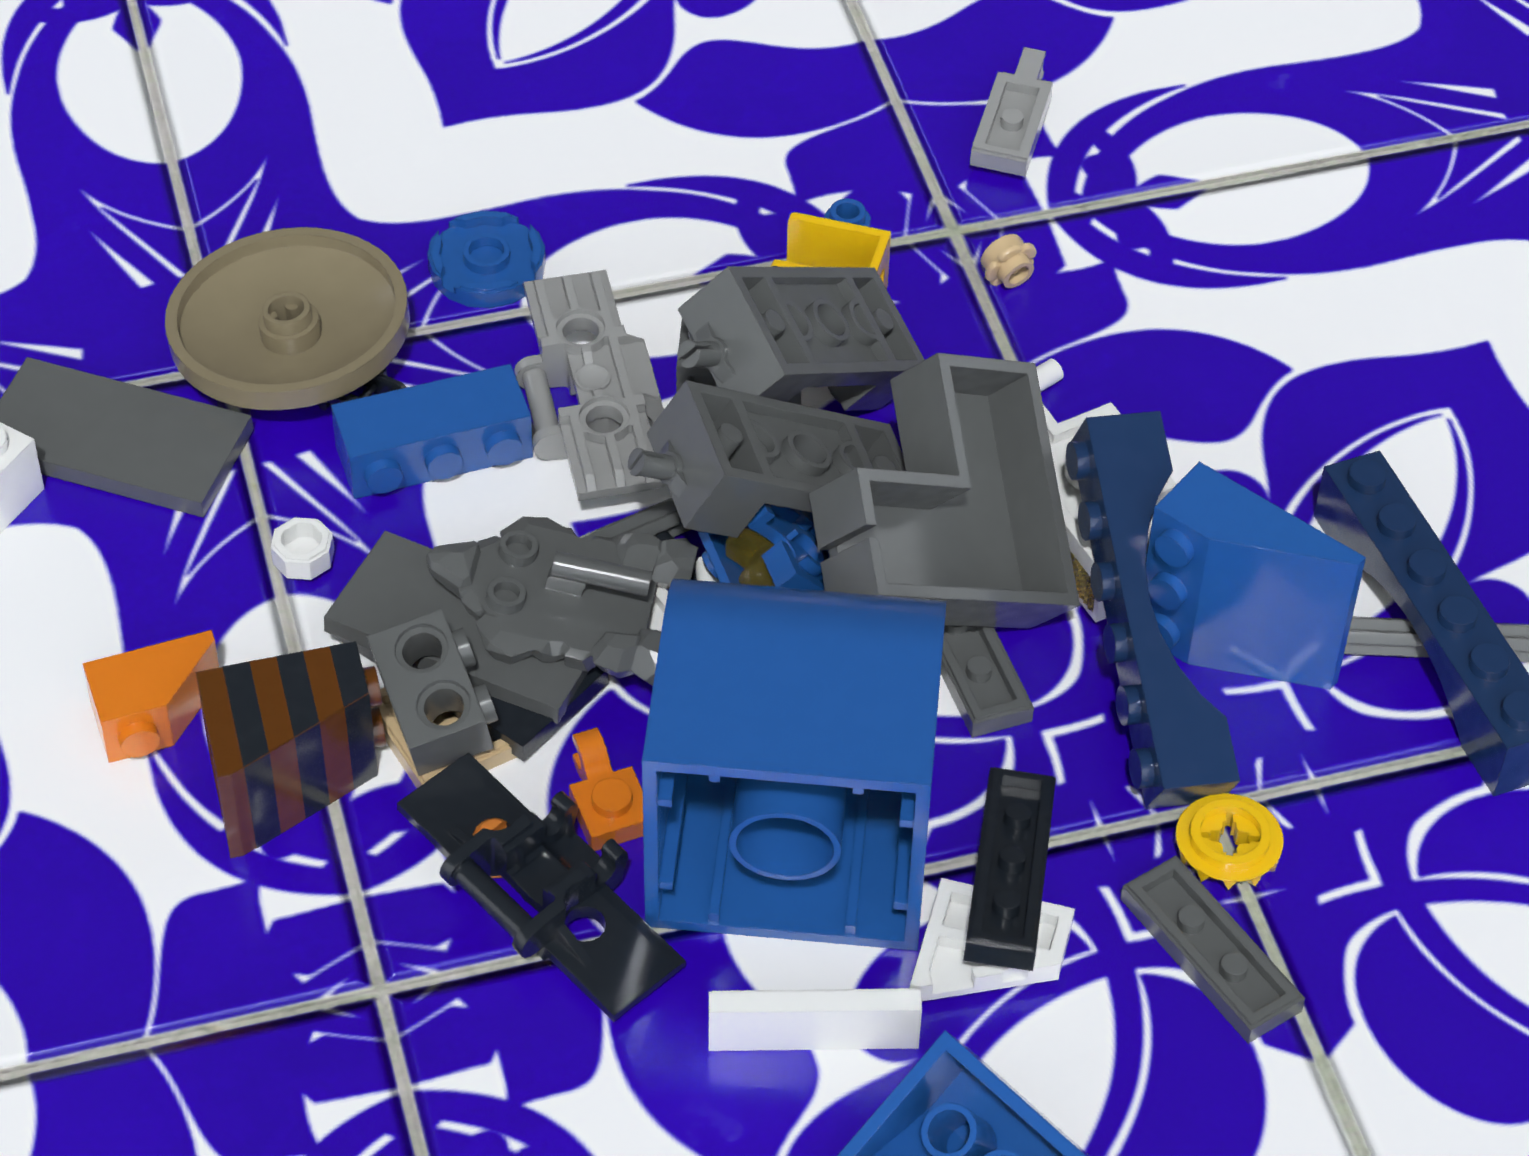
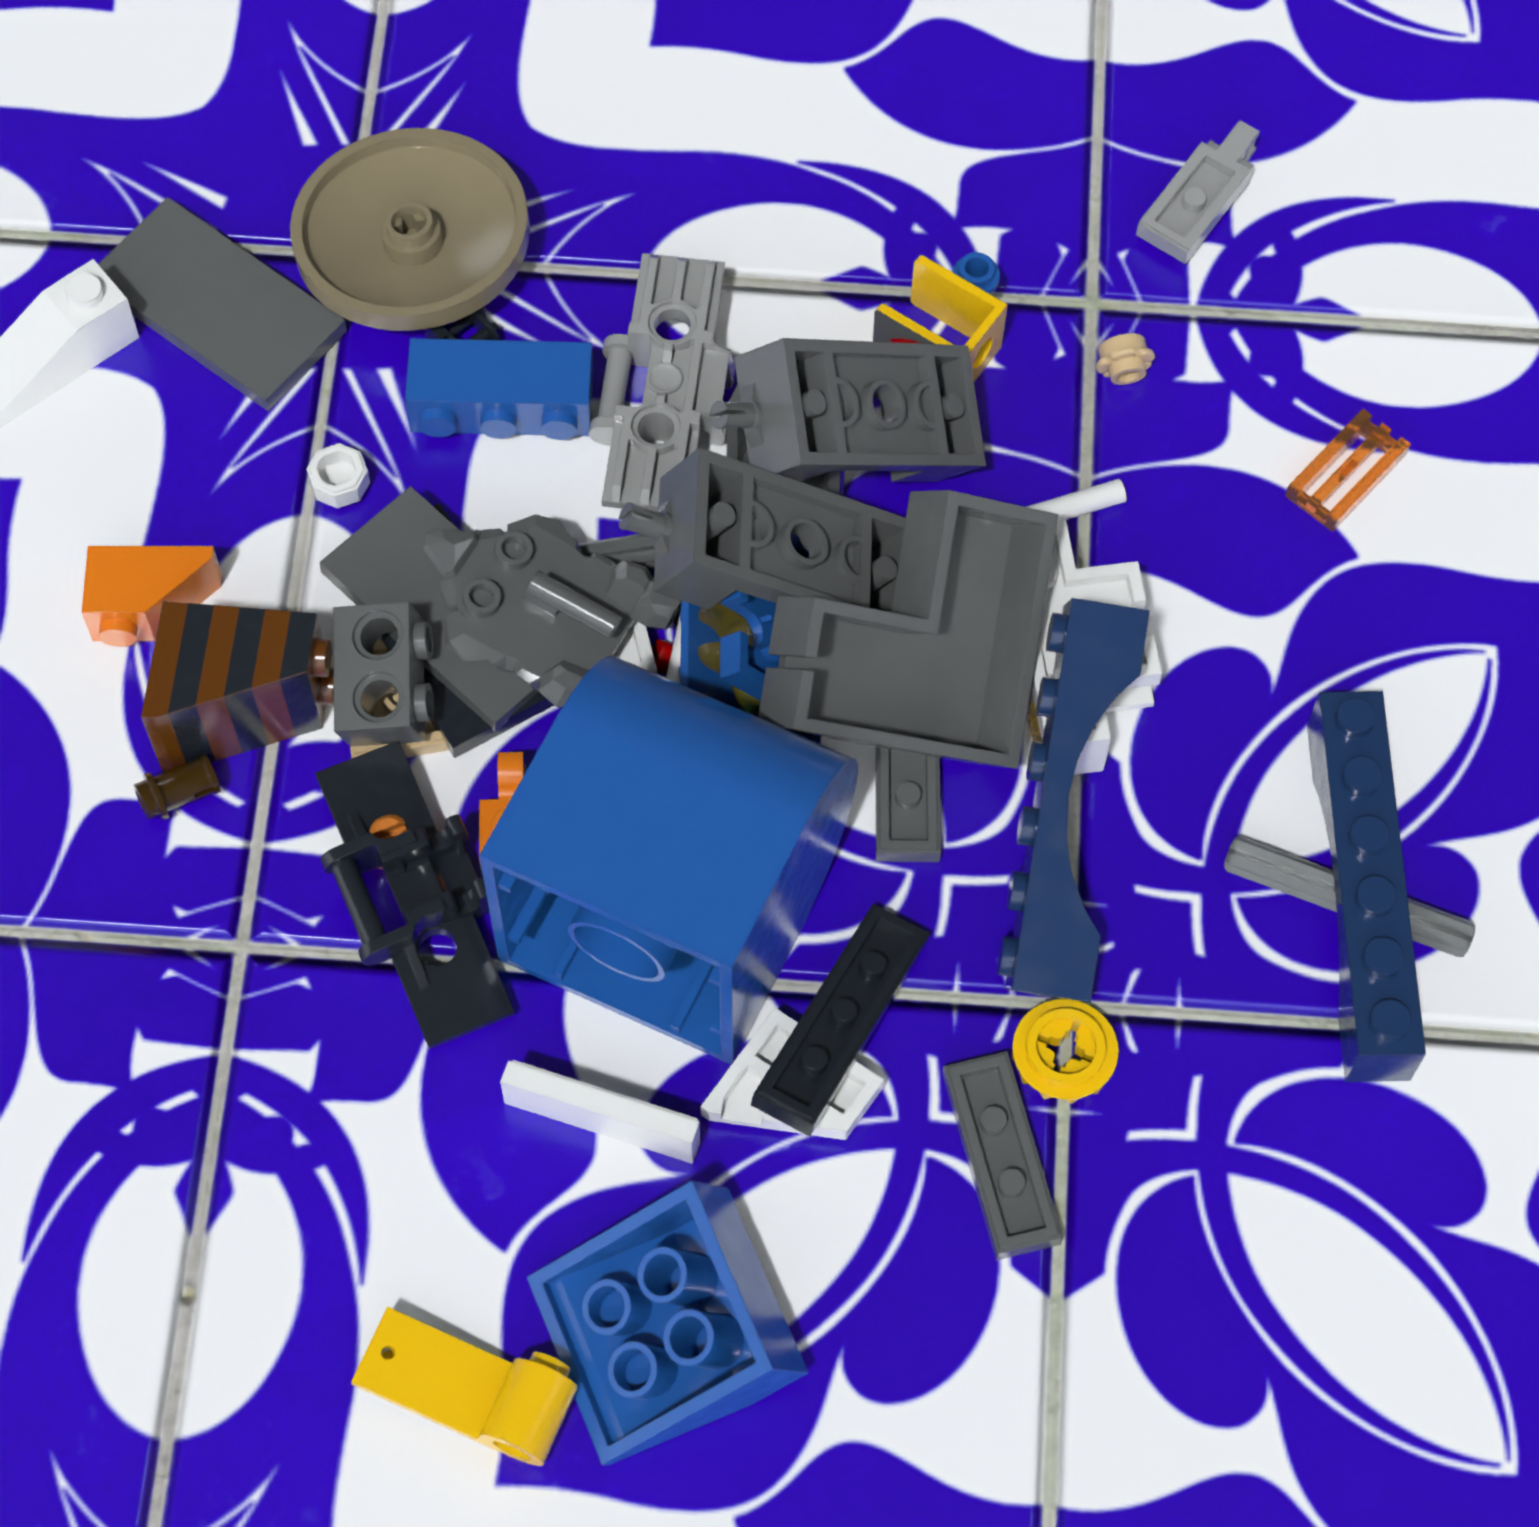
camera: 20 degrees right, 15 degrees up
(243, 870) = (176, 787): none -> dark brown pin
(485, 259) = (629, 208): blue tile -> none
(1249, 583) = (1174, 801): blue slope -> none
(1262, 271) = (1375, 438): none -> clear orange tile

